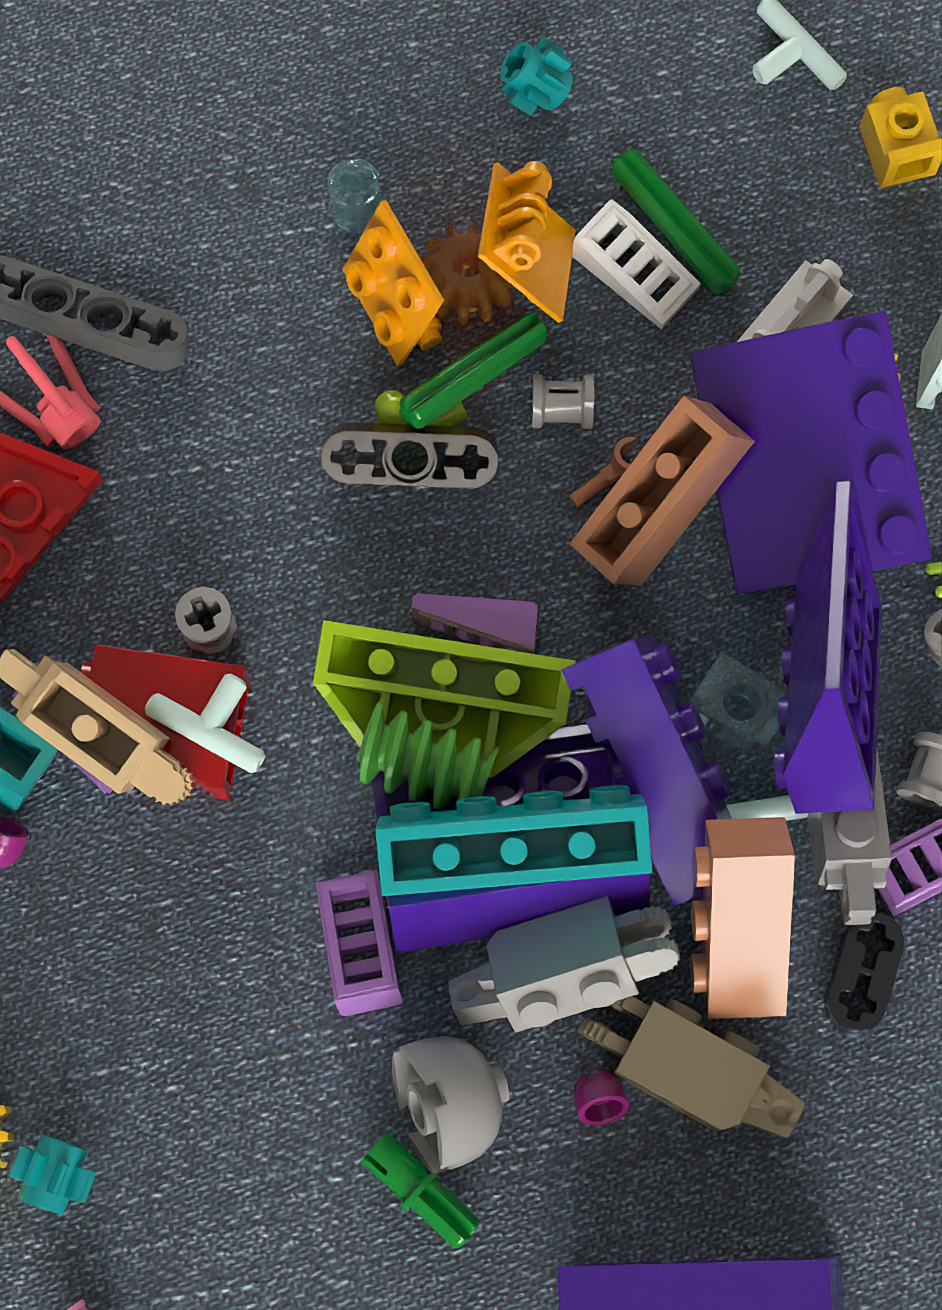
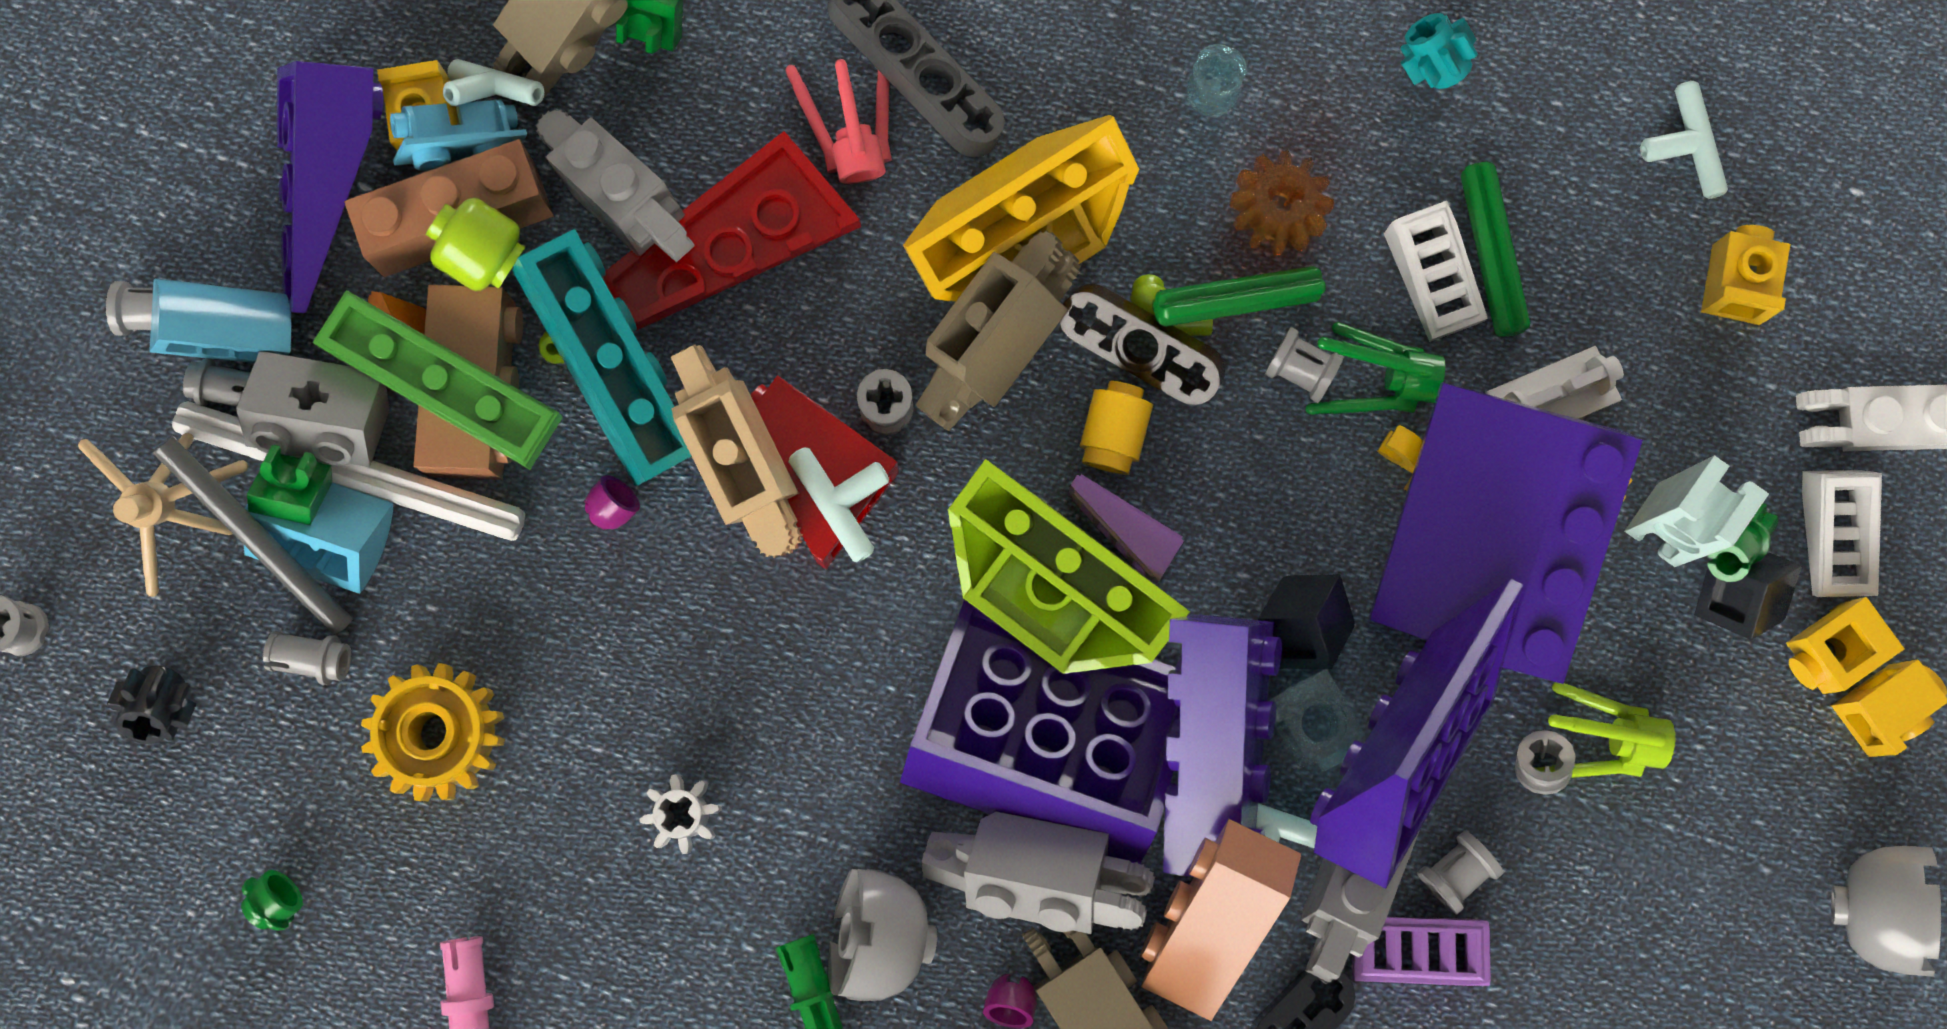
camera: 25 degrees right, 5 degrees up
(52, 1174) = (509, 818): teal gear -> none
(201, 1071) = (663, 817): none -> white gear
(249, 395) = (1056, 183): none -> yellow wedge
(272, 504) = (996, 328): none -> dark tan hinge
(368, 994) = (855, 805): medium lavender slope -> none
(394, 287) = (1206, 183): light orange hinge -> none
(422, 760) = (1009, 632): bright green piece -> none
(425, 540) = (1115, 428): none -> yellow brick
(513, 843) = (1047, 750): teal brick -> none
(526, 237) = (1350, 199): light orange hinge -> none
(607, 476) = (1317, 451): nougat hand -> none
(657, 363) = (1409, 372): none -> green plant
(661, 492) = (1349, 497): nougat brick -> none
(686, 617) = (1310, 619): none -> black panel

